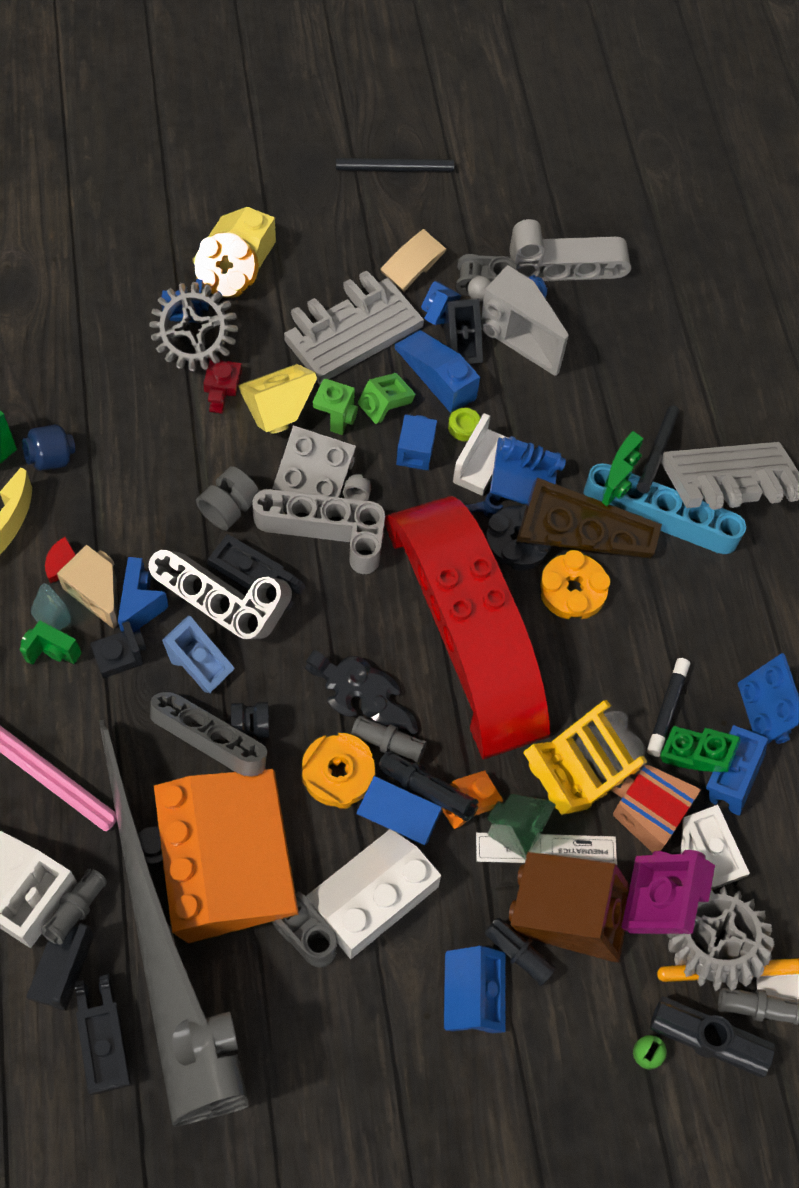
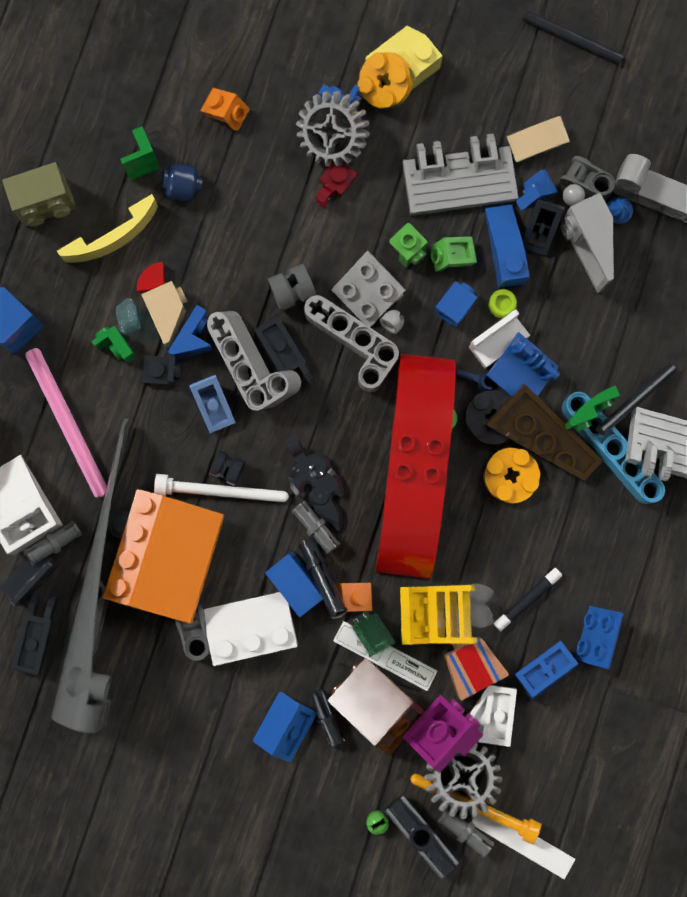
camera: 30 degrees right, 20 degrees up
(64, 357) = (225, 107): none -> orange bracket
(242, 753) = (193, 465): dark grey beam -> none
(278, 397) = (371, 215): light yellow slope -> none
(280, 742) = (166, 486): none -> white piece
(339, 790) = (255, 528): light orange plate -> none
(700, 751) = (527, 645): green slope -> none

